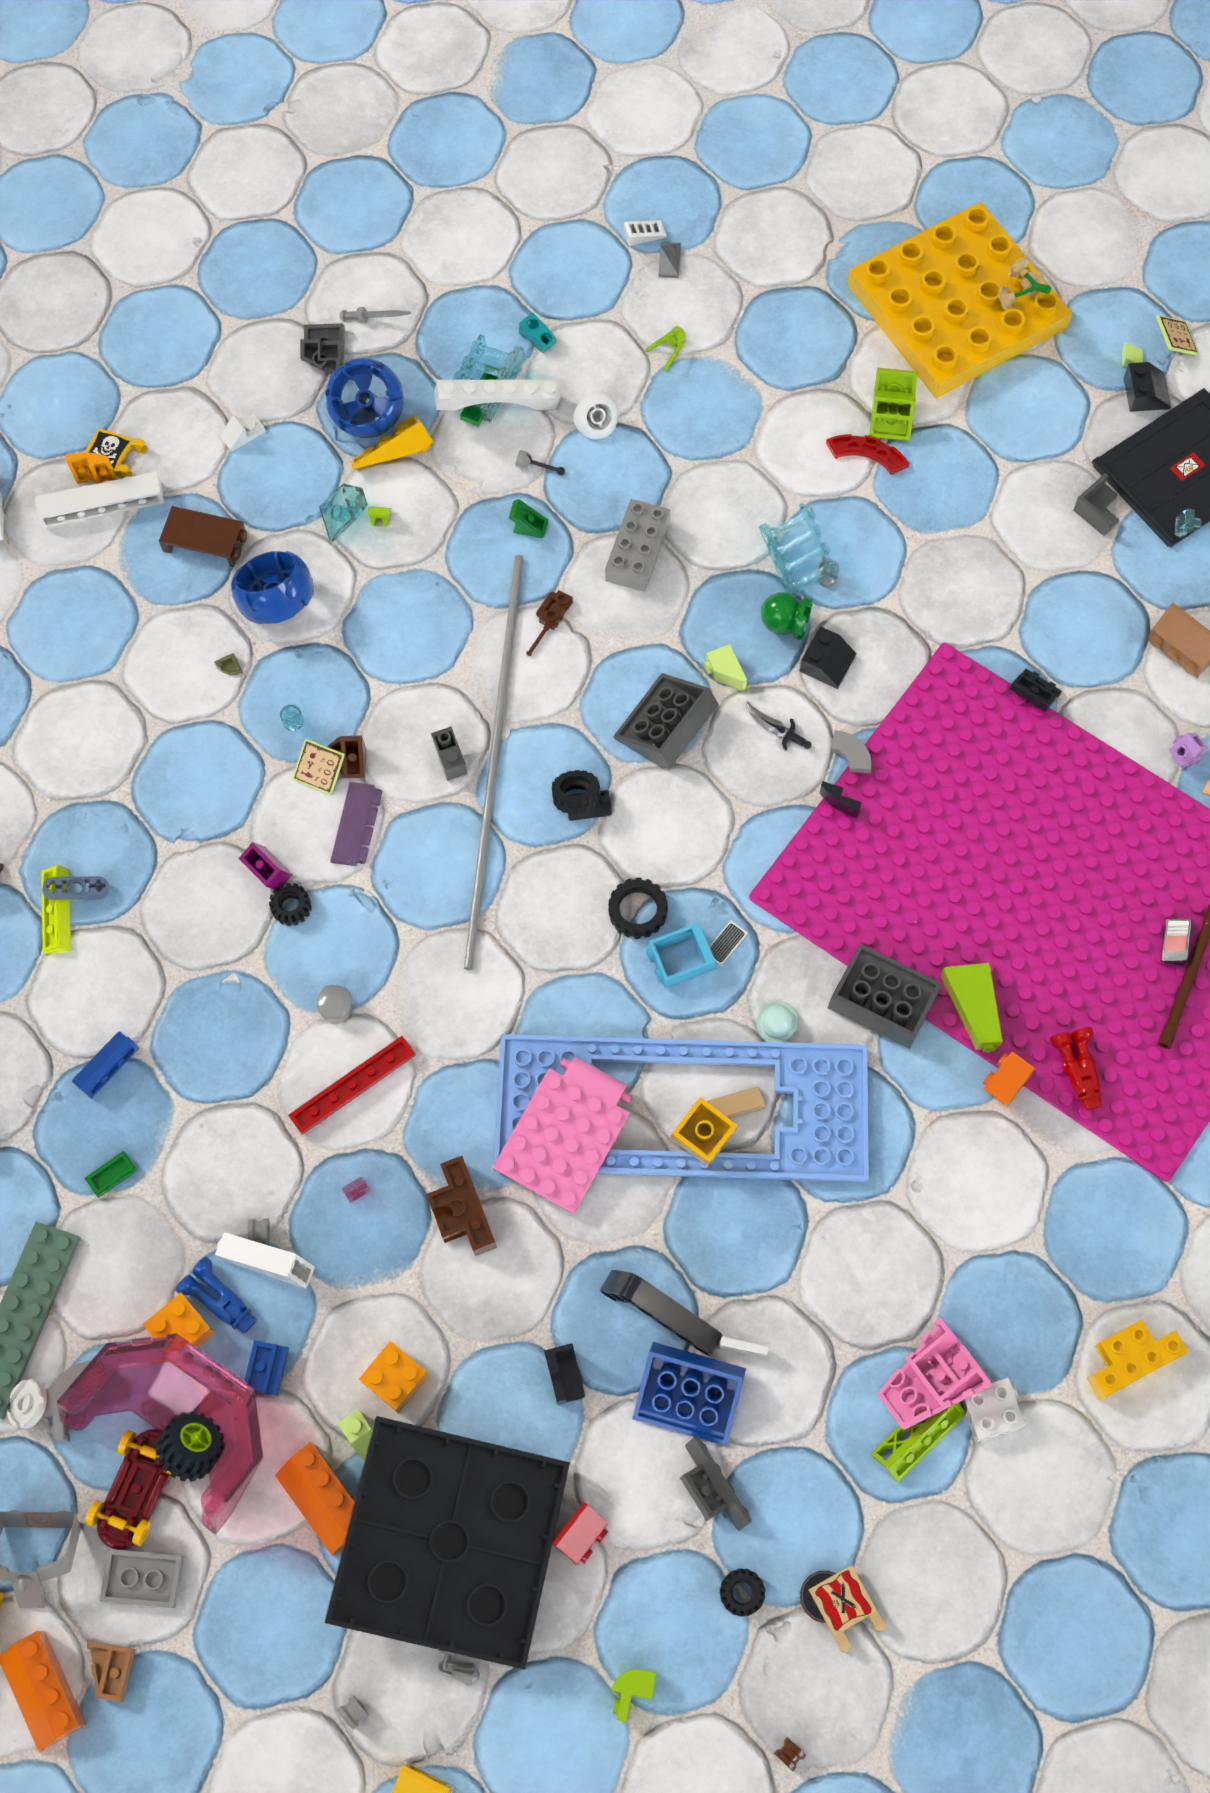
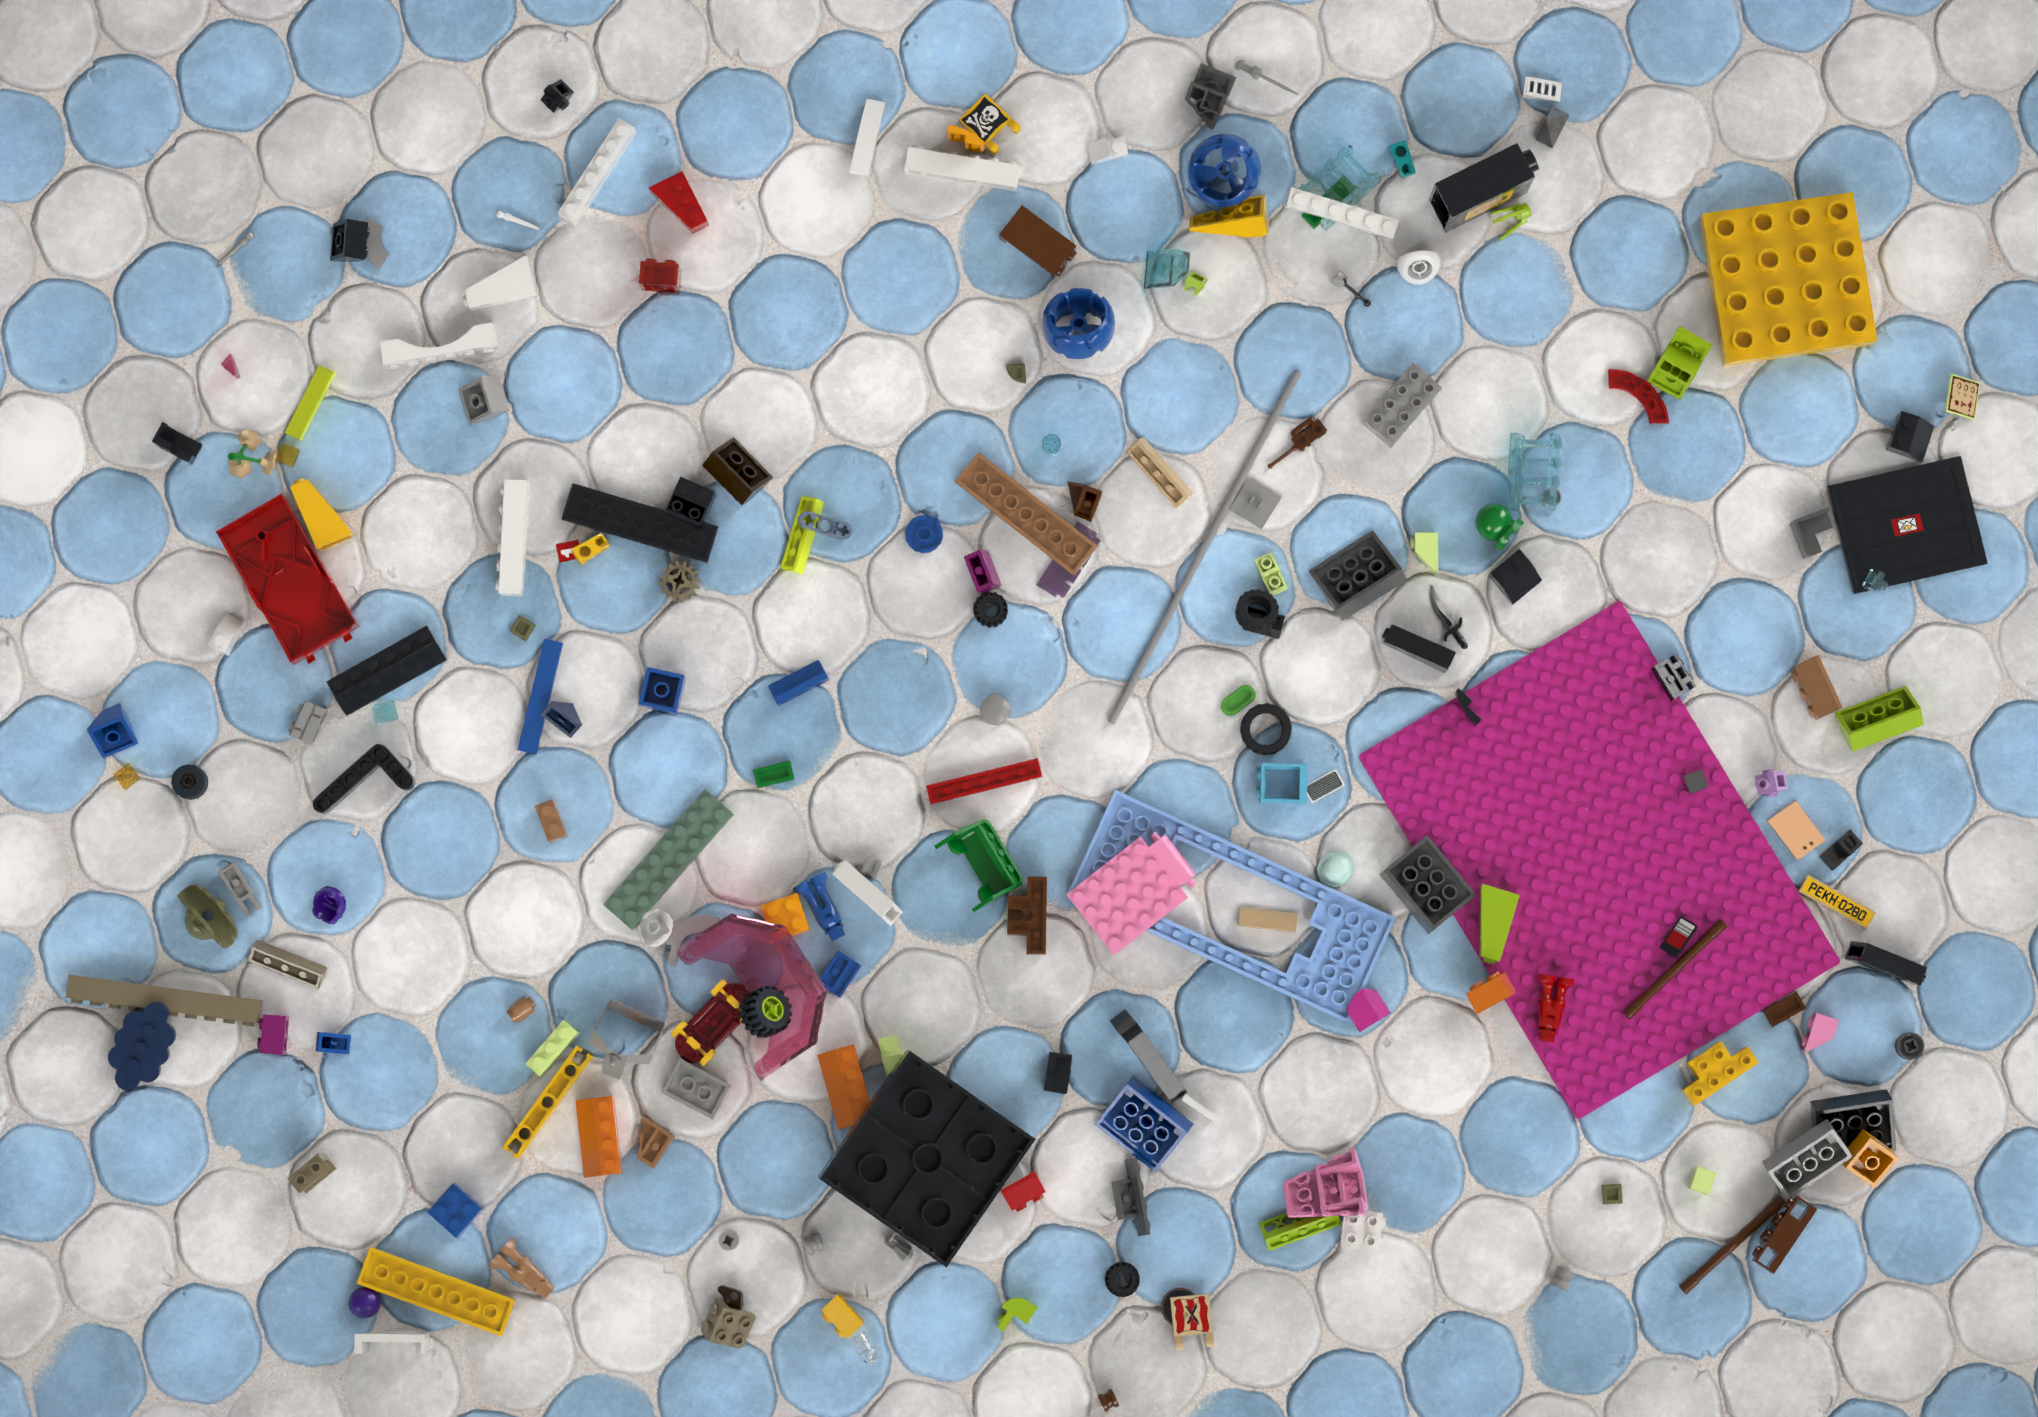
camera: 25 degrees right, 15 degrees up
(189, 858) = (924, 534): none -> blue tile
(250, 1752) = (732, 1240): none -> light grey wheel
(291, 793) = (1026, 514): none -> medium nougat plate
(318, 766) = (1059, 496): piece -> none
(355, 1189) = (955, 864): clear pink slope -> none
(385, 1165) = (988, 860): none -> green windscreen
(394, 1377) = (931, 1021): light orange brick -> none
(416, 703) = (1159, 472): none -> tan slope
(449, 753) = (1167, 532): dark grey slope -> none
(527, 520) = (1318, 342): green slope -> none
(529, 694) = (1255, 503): none -> light grey piece
(574, 754) = (1271, 574): none -> yellowish green slope
(595, 892) = (1238, 700): none -> bright green tile
(626, 316) = (1483, 186): none -> black brick
(704, 1131) = (1238, 936): yellow brick -> none
(763, 762) = (1418, 648): none -> black slope
(853, 750) = (1498, 668): light grey tile -> none
(881, 1156) = (1366, 1008): none -> dark pink slope
(1031, 284) = (1852, 302): tan plant -> none
(1111, 780) = (1695, 781): none -> dark grey tile
(1131, 354) = (1914, 398): yellowish green slope -> none
(1131, 1356) = (1482, 1236): yellow piece -> none

